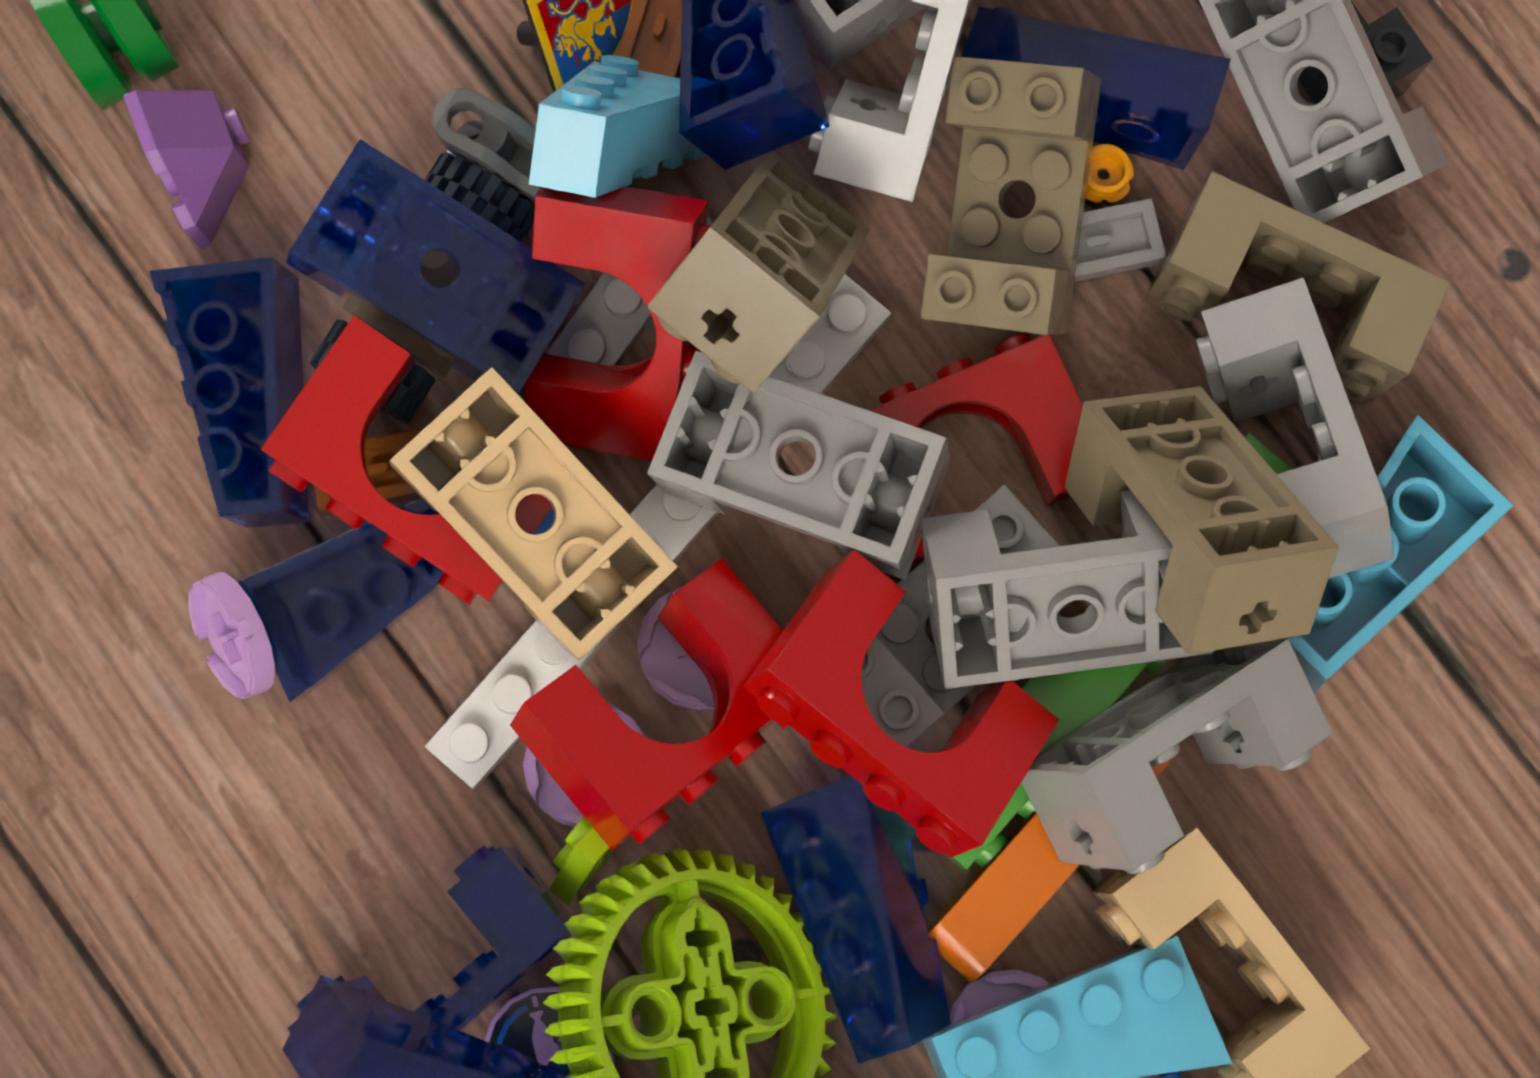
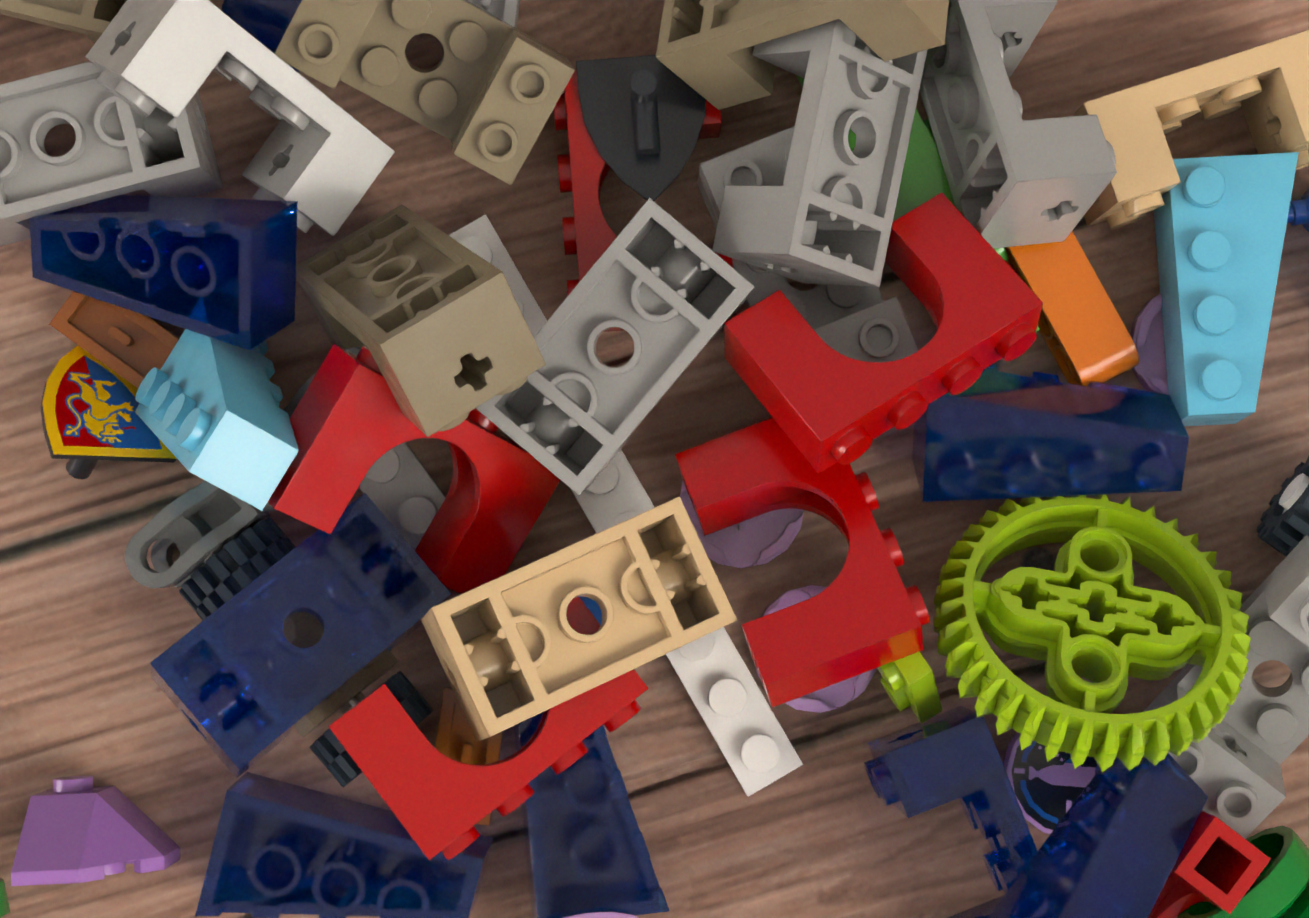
camera: 75 degrees left, 5 degrees up
(1026, 418) = (640, 119): none -> black shield

